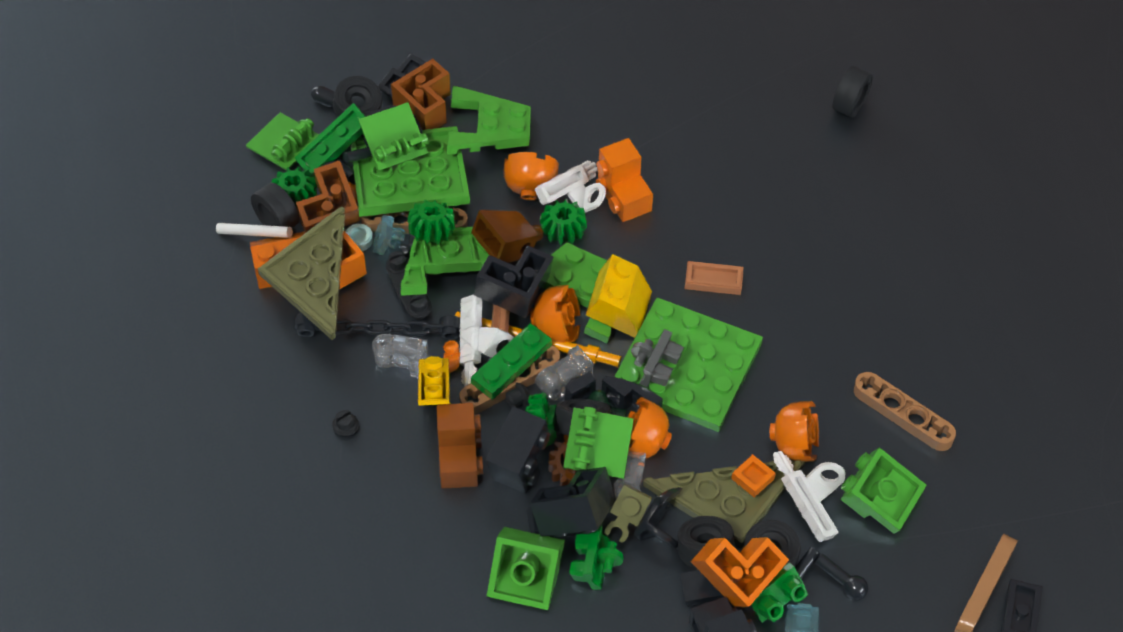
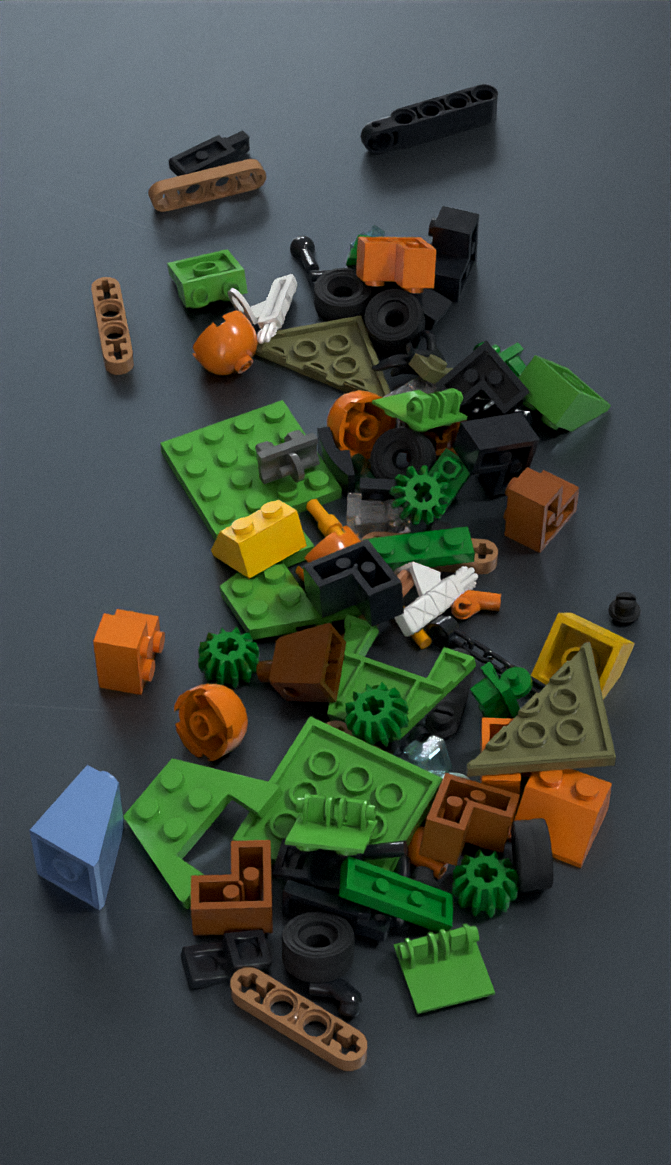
camera: 140 degrees left, 5 degrees down
(254, 230) = (573, 855): white bar -> none
(340, 72) = (303, 1013): none -> medium nougat beam
(342, 362) = (567, 637): none -> yellow slope
(371, 290) = (499, 697): none -> green hips
(400, 352) = (514, 631): clear leg -> none
(433, 381) = (526, 544): yellow slope -> none
(528, 66) = (81, 836): none -> medium blue slope
(536, 376) = (407, 490): none -> green gear
(572, 184) = (183, 676): white piece -> none
(714, 278) = (138, 525): nougat tile -> none
(753, 476) = (303, 336): orange plate -> none

